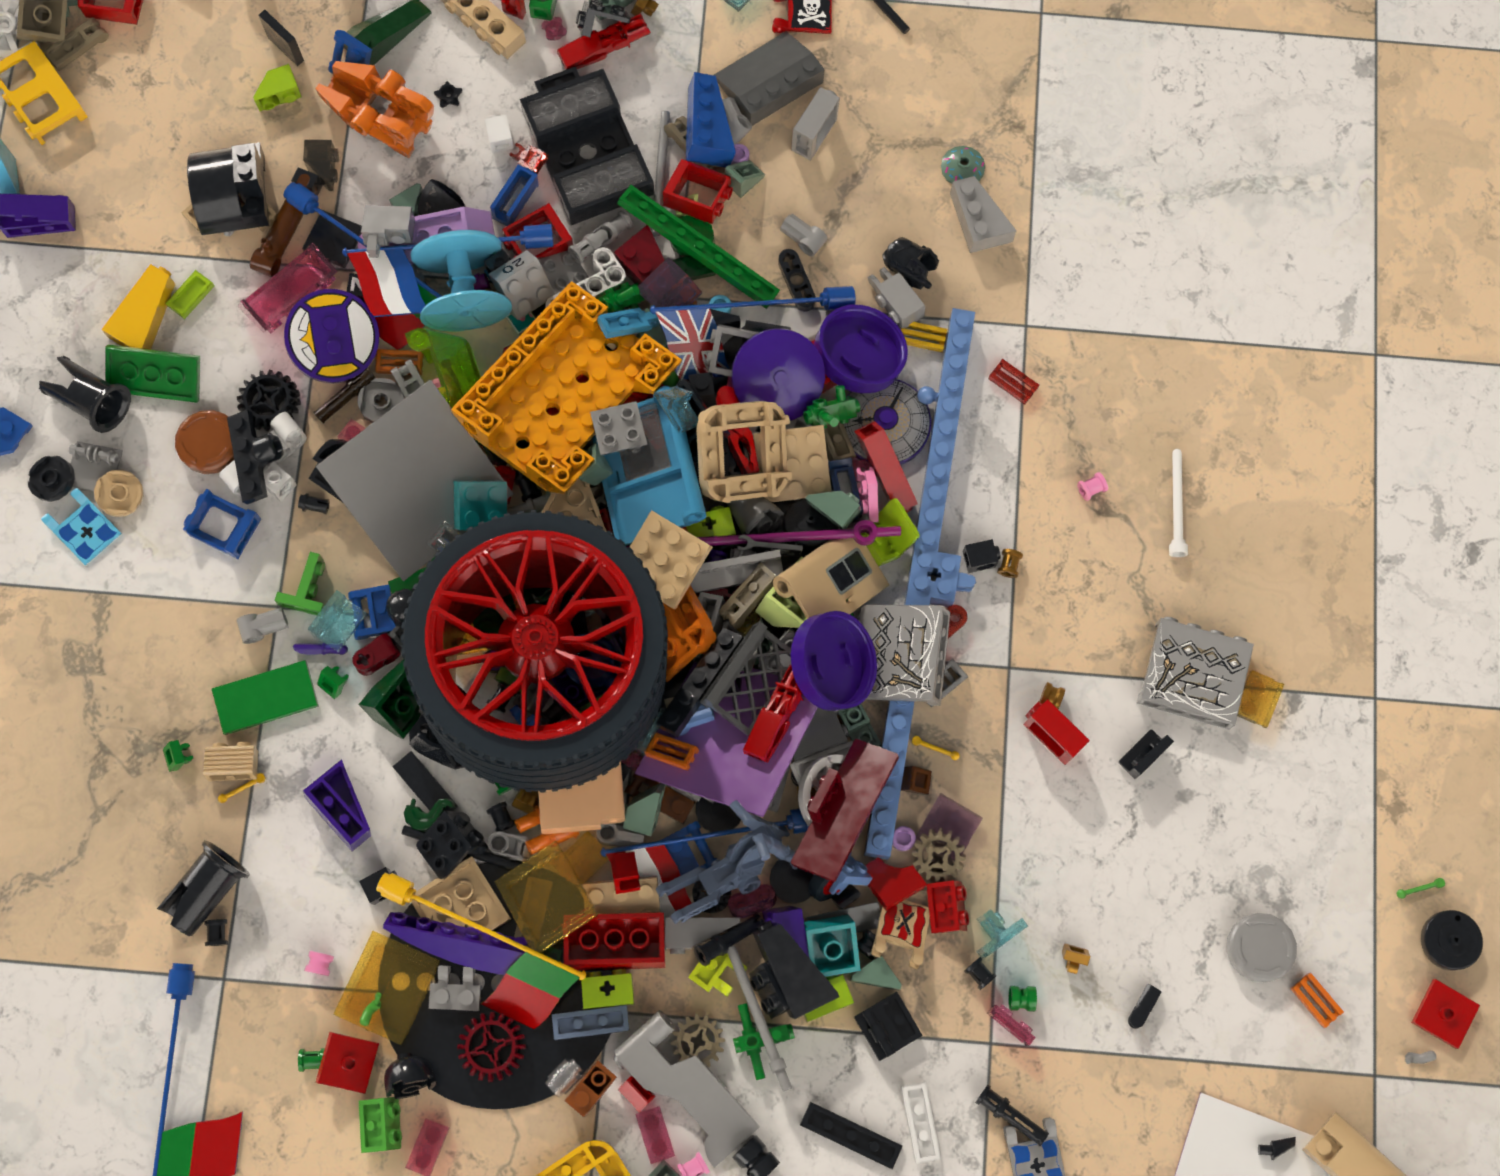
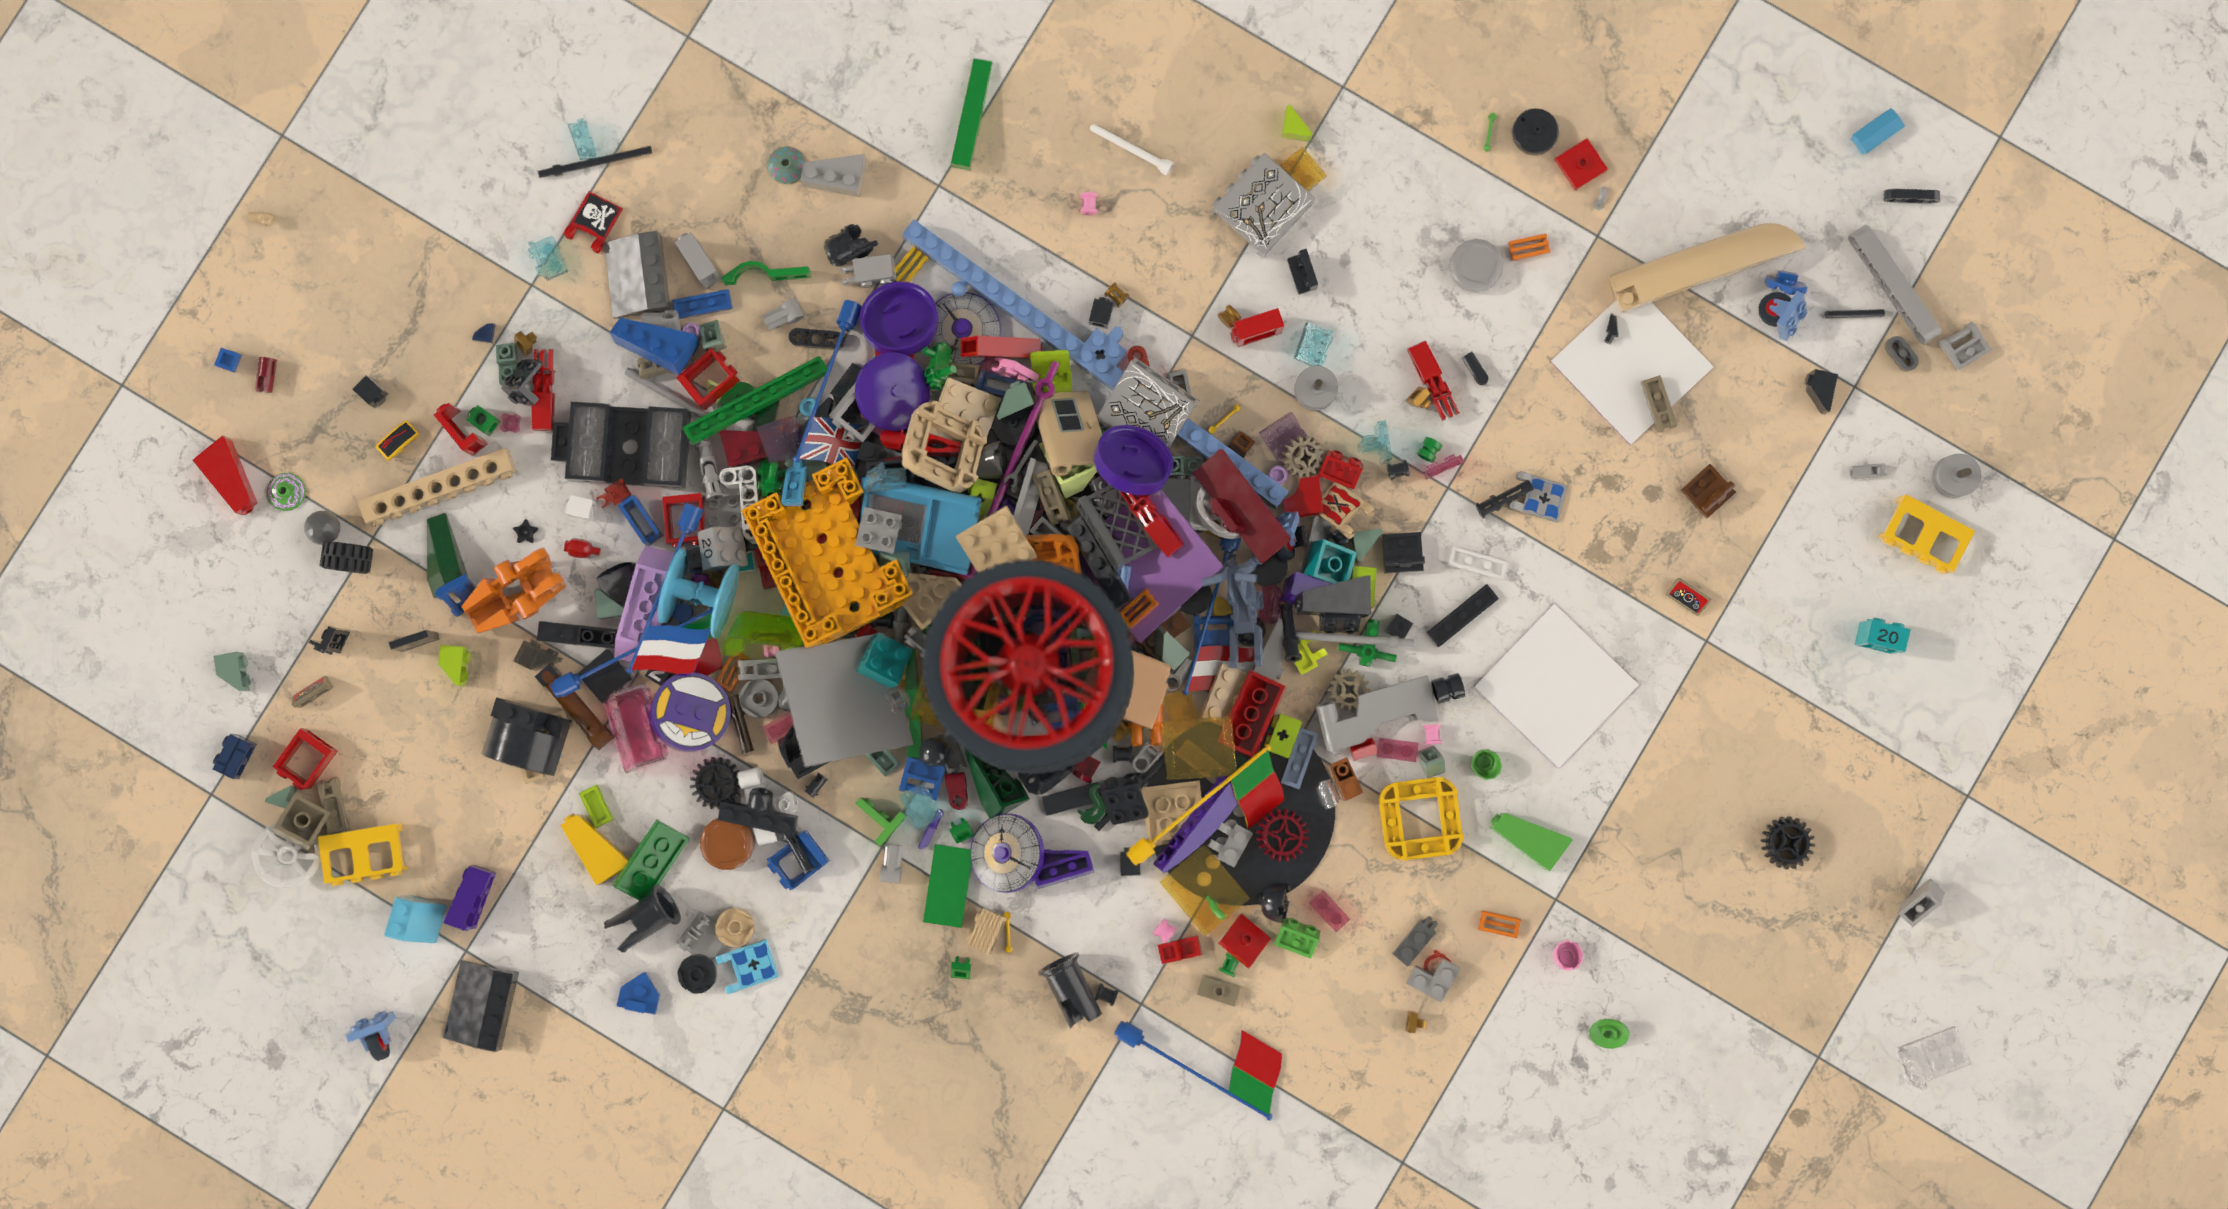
camera: 60 degrees left, 10 degrees up
(218, 534) = (805, 863): none -> black pin
(277, 1061) = (1218, 990): none -> dark tan plate
(305, 992) = (1179, 949): none -> red slope
(328, 741) = (1007, 853): none -> dish
(358, 178) = (576, 634): none -> black slope
(372, 561) = (883, 761): none -> sand green slope
(386, 225) = (624, 629): light grey hinge -> none
(438, 282) = (683, 612): none -> blue tile
(456, 153) = (580, 548): none -> red plant
(465, 785) = (1086, 769): none -> dark red tile
(625, 873) = (1209, 683): red window -> none
(720, 846) = (1221, 607): none -> yellow tile
(773, 153) = (703, 304): none -> blue tile
(799, 1064) = (1398, 626): none -> black brick
(821, 167) = (774, 274): none -> green piece
(1008, 388) = (981, 225): clear red tile -> none
(1023, 831) = (1316, 388): none -> light grey wheel
(1070, 805) = (1313, 345): none -> clear light blue bracket
(1112, 953) = (1430, 374): none -> red arm
(1118, 321) = (971, 114): none -> green slope
(1300, 665) = (1294, 127): none -> lime slope

